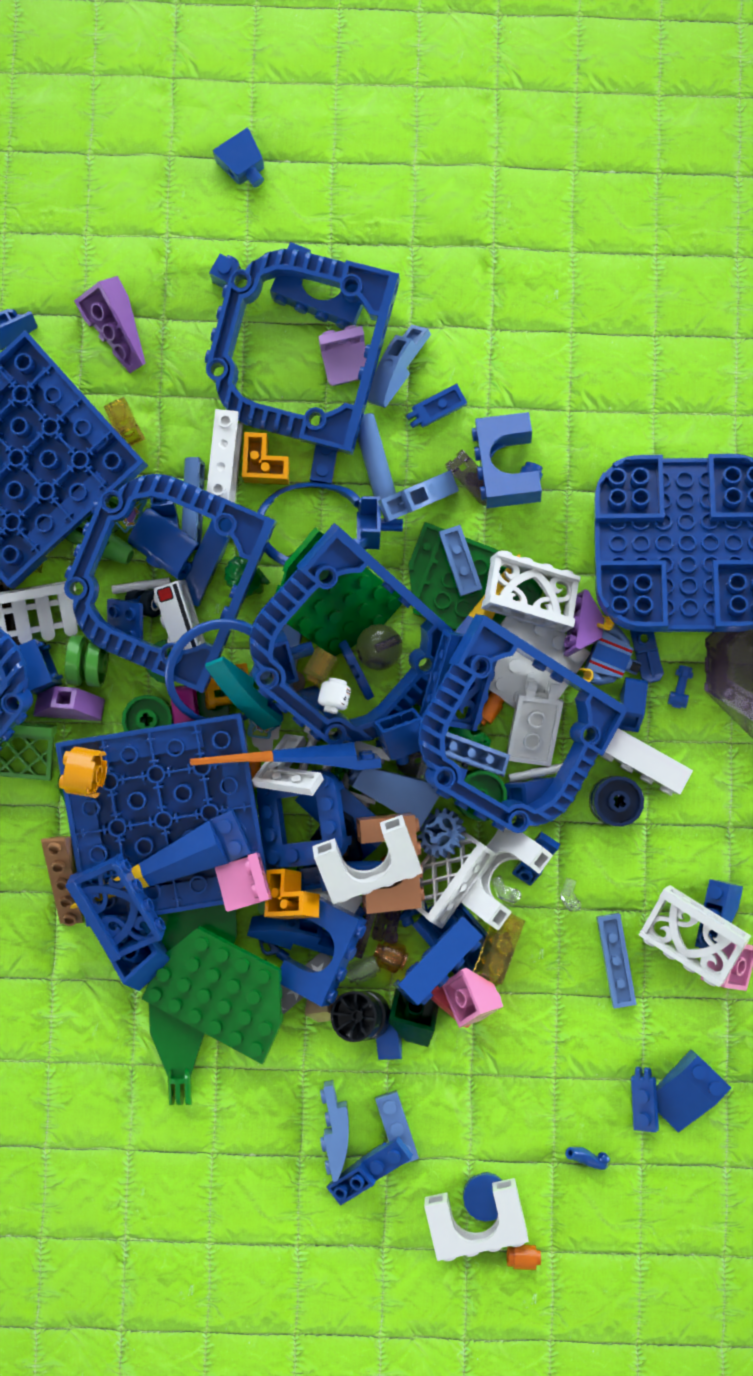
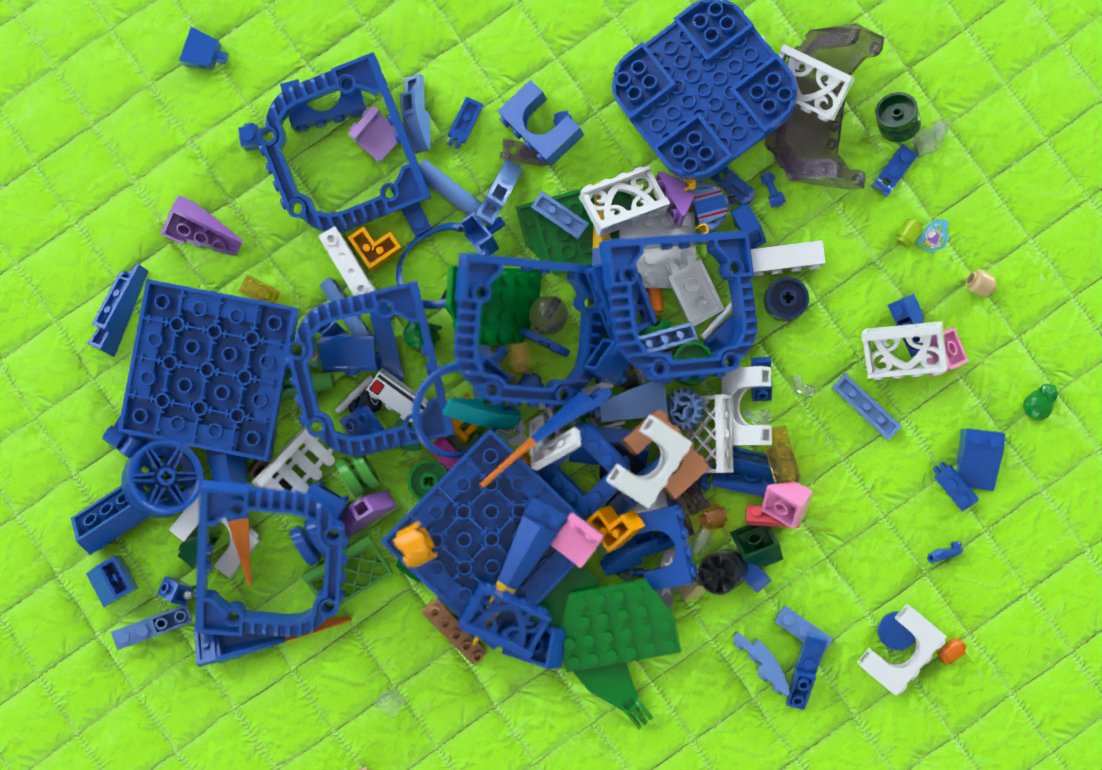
camera: 25 degrees left, 0 degrees up
(334, 695) = (544, 368): white head -> none
(438, 962) = (747, 495): blue wedge -> none

